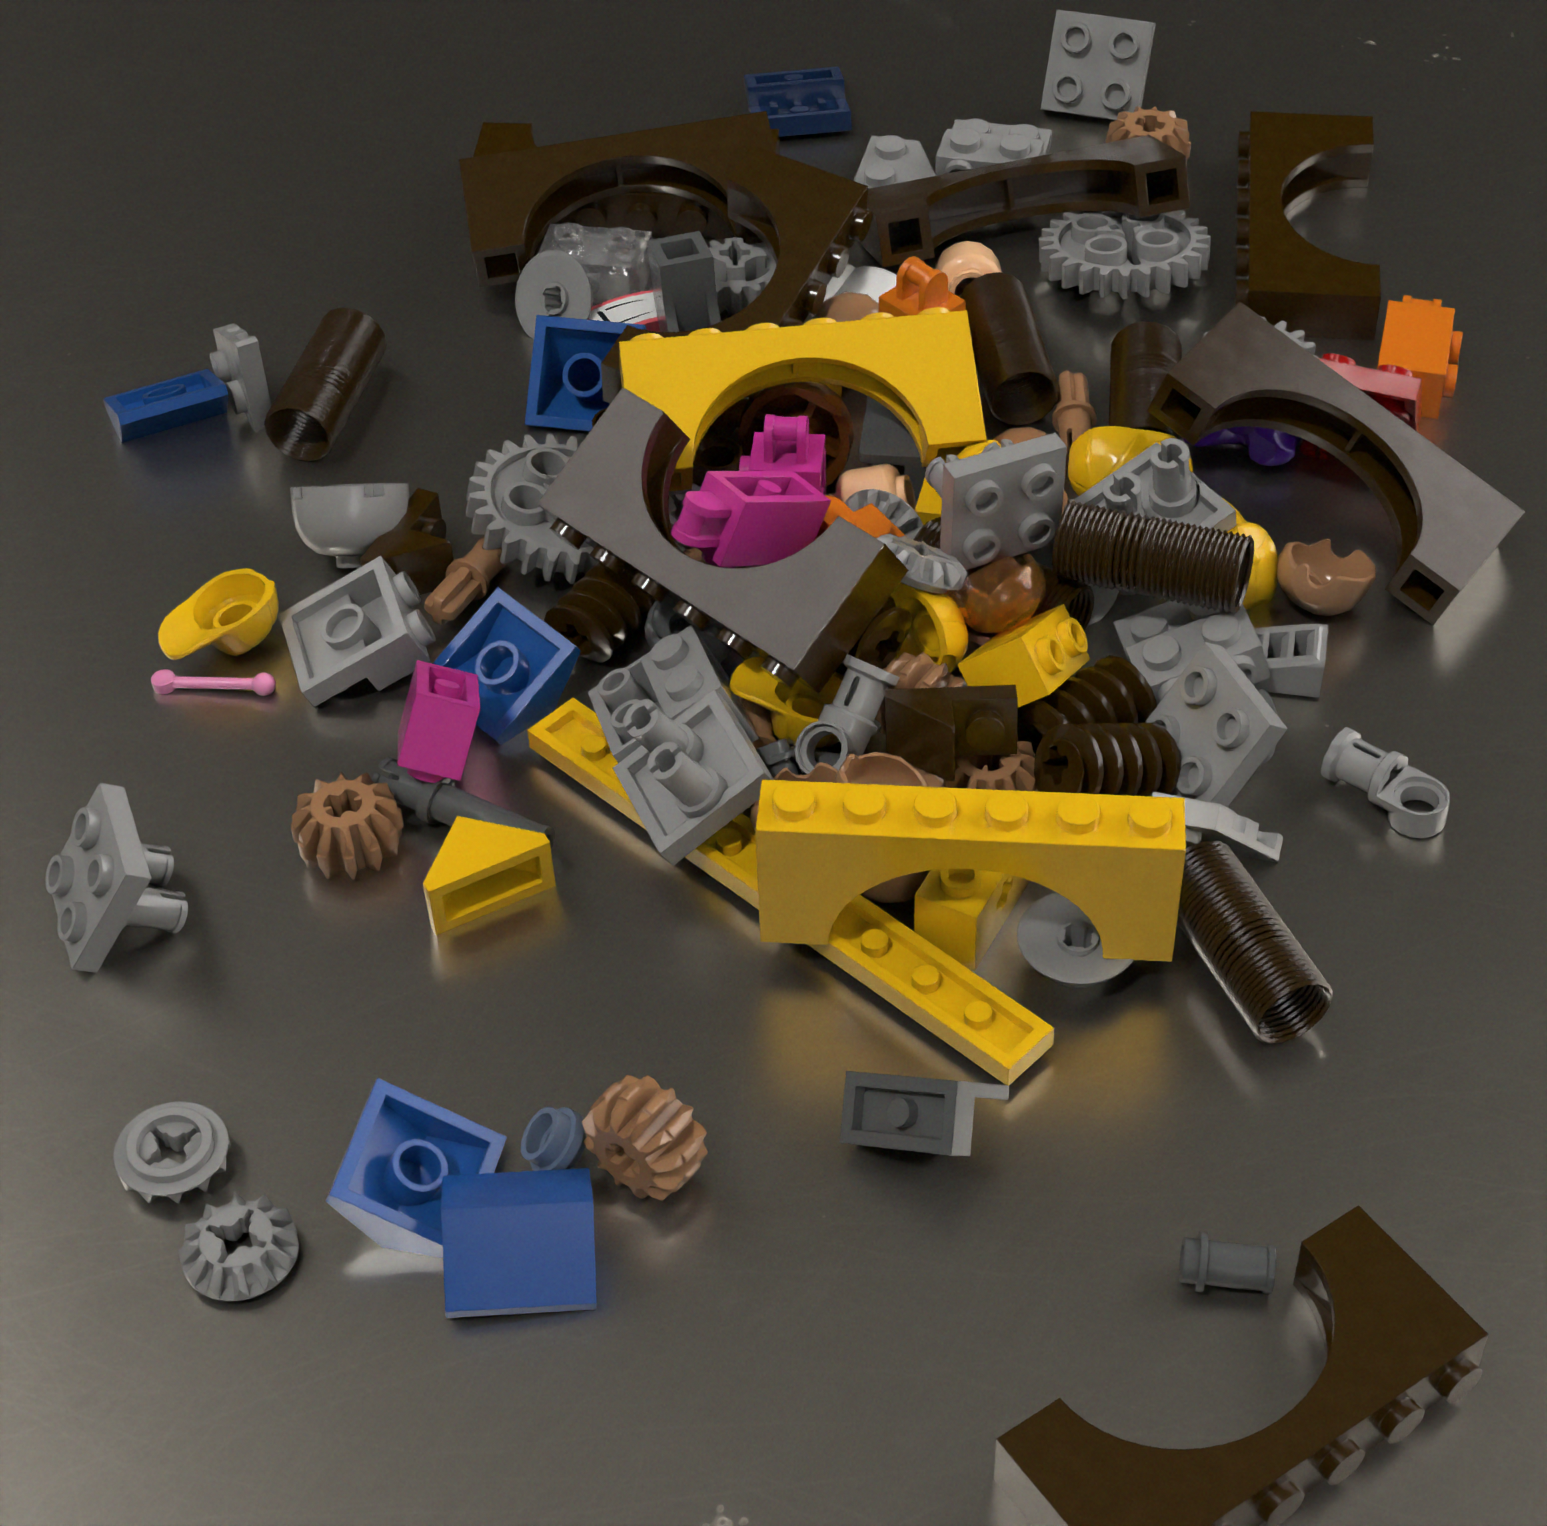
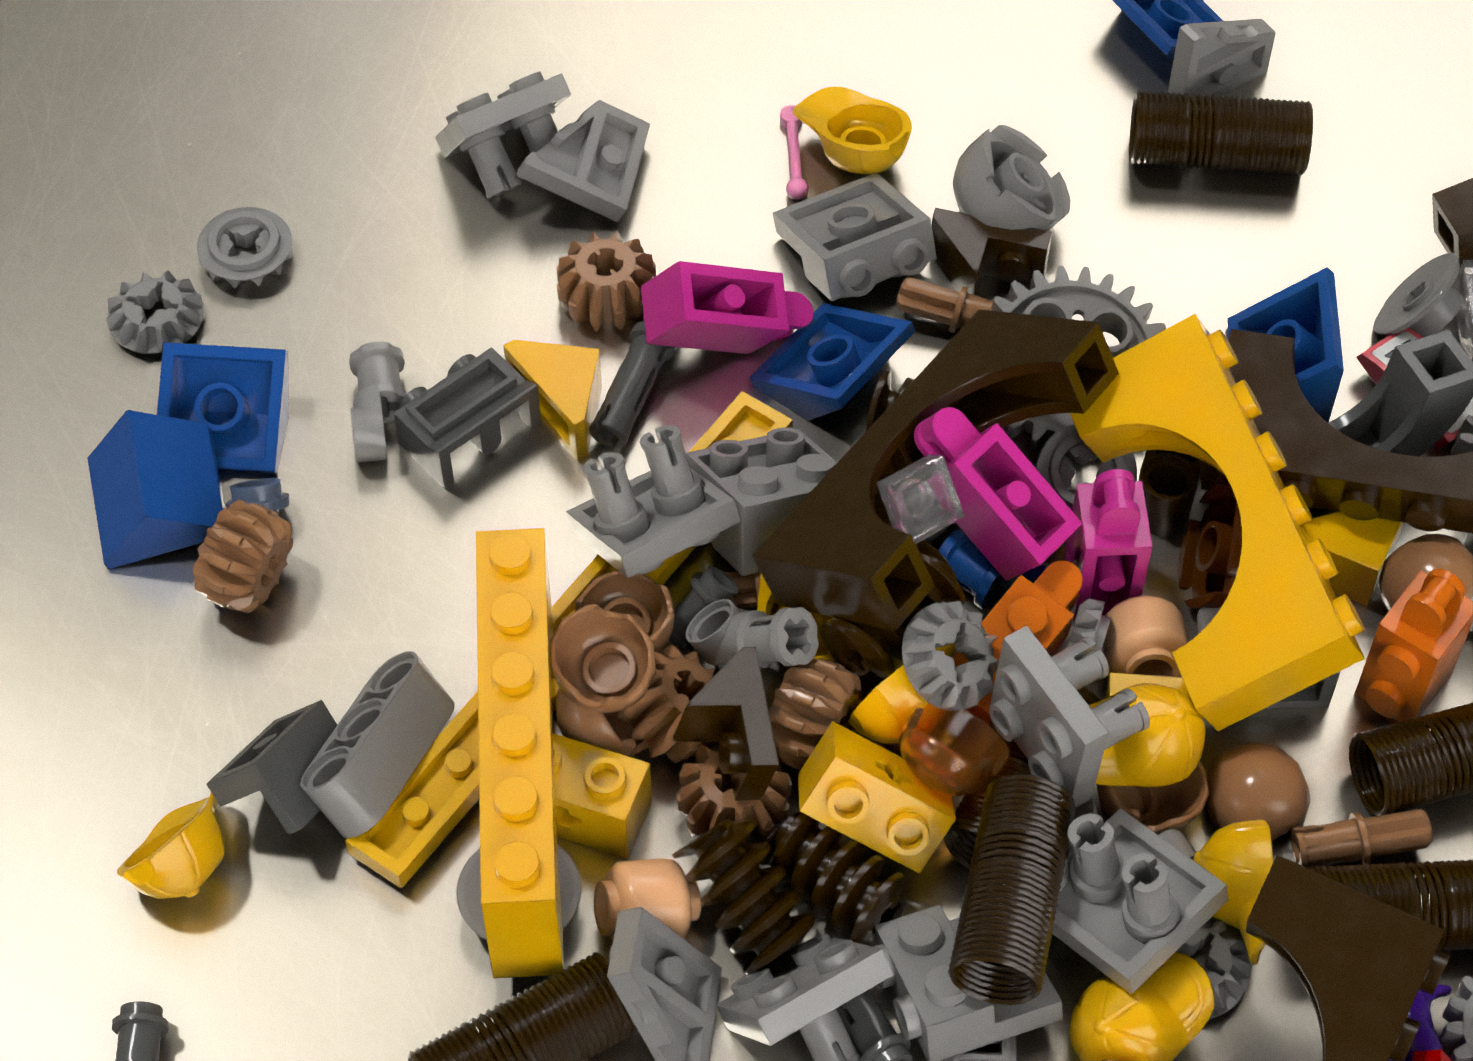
camera: 80 degrees right, 10 degrees up
(184, 822) = (591, 160): none -> light grey wing
(451, 1028) = (378, 397): none -> light grey connector
(491, 952) = (462, 409): none -> dark grey window
(753, 542) = (921, 498): none -> clear plate
(876, 1020) = (378, 744): none -> light grey beam
(992, 1212) = (177, 853): none -> yellow piece

